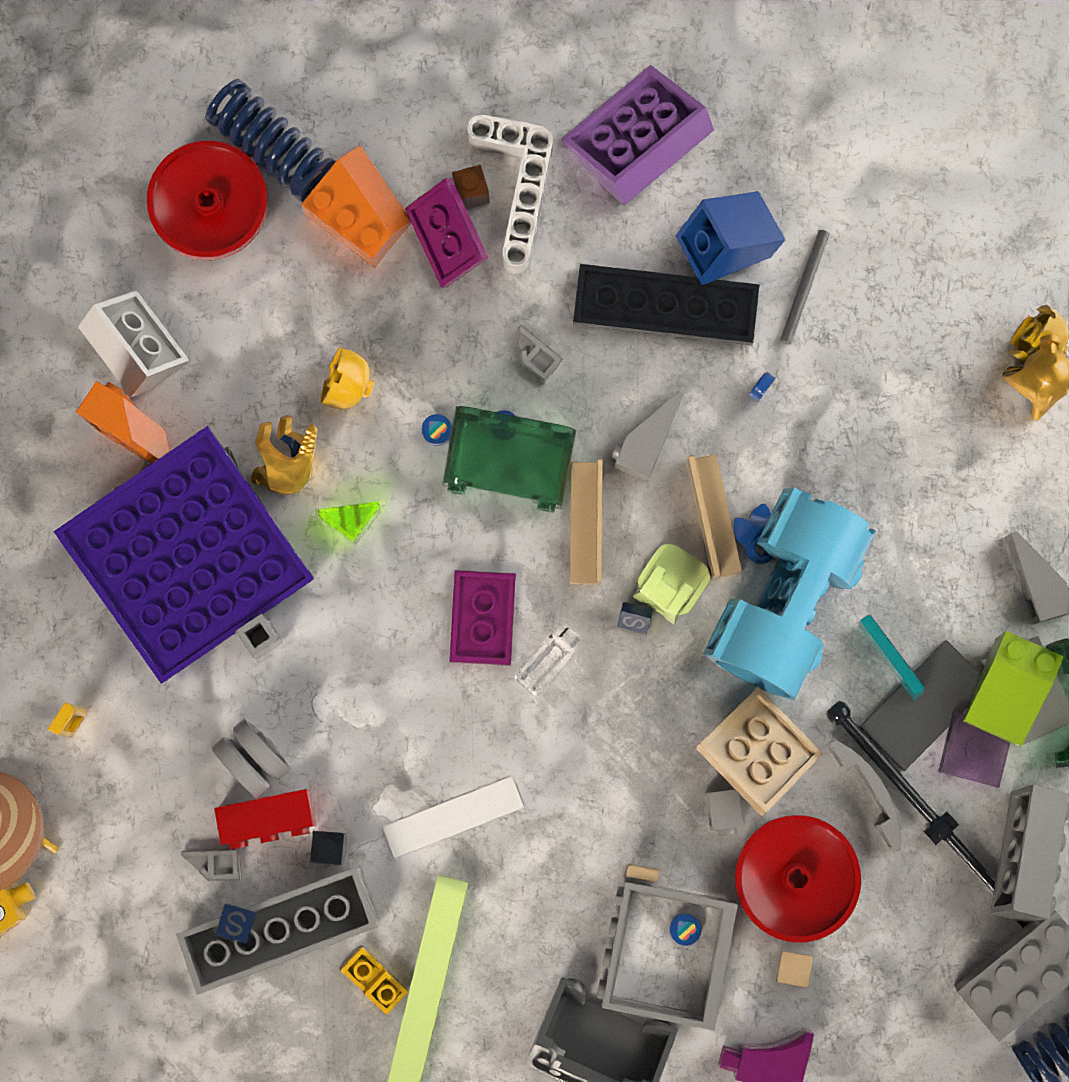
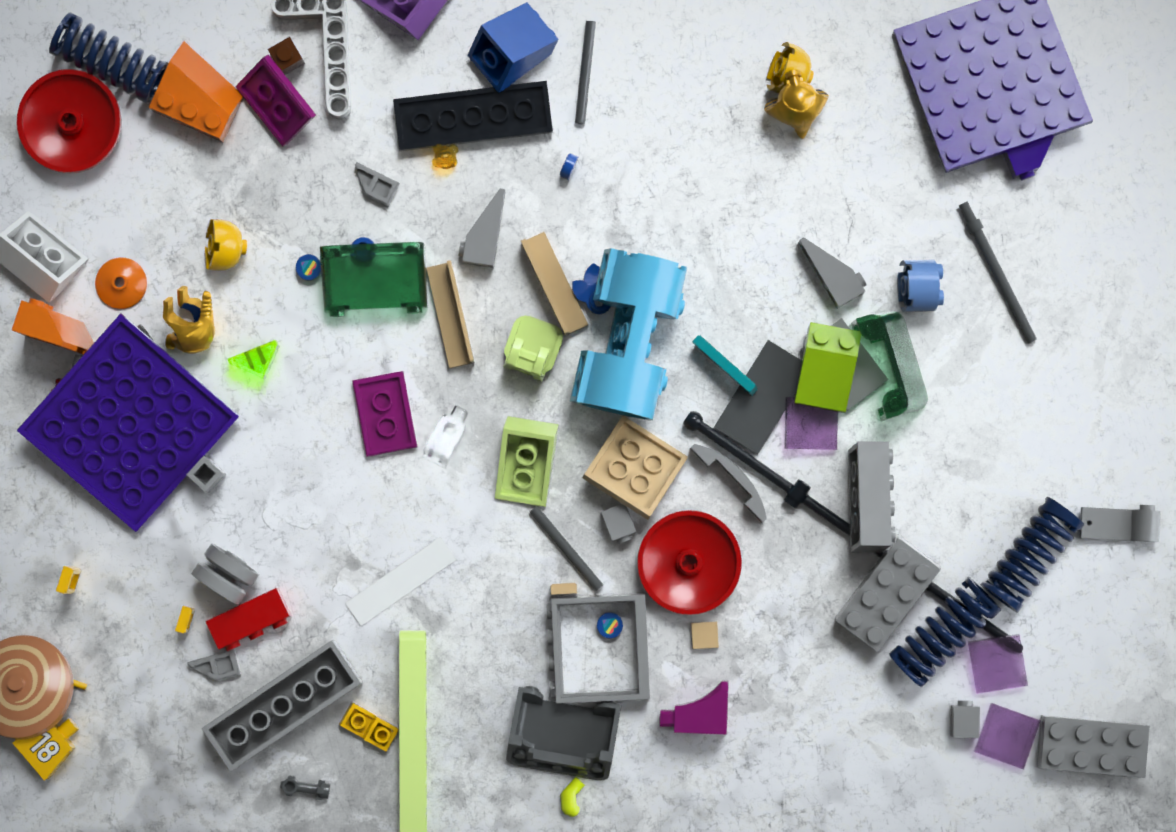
camera: 15 degrees left, 5 degrees up
(191, 800) = (185, 619): none -> yellow tile
(226, 409) = (134, 283): none -> orange dish
(236, 923) = (247, 707): dark blue tile -> none
(266, 1028) = (292, 785): none -> dark grey bar
(328, 847) = (306, 630): black brick -> none
(626, 349) = (445, 162): none -> clear yellow plate
(633, 712) = (526, 461): none -> yellowish green slope
(634, 617) = (508, 383): dark blue tile -> none
(655, 826) = (566, 548): none -> dark grey bar

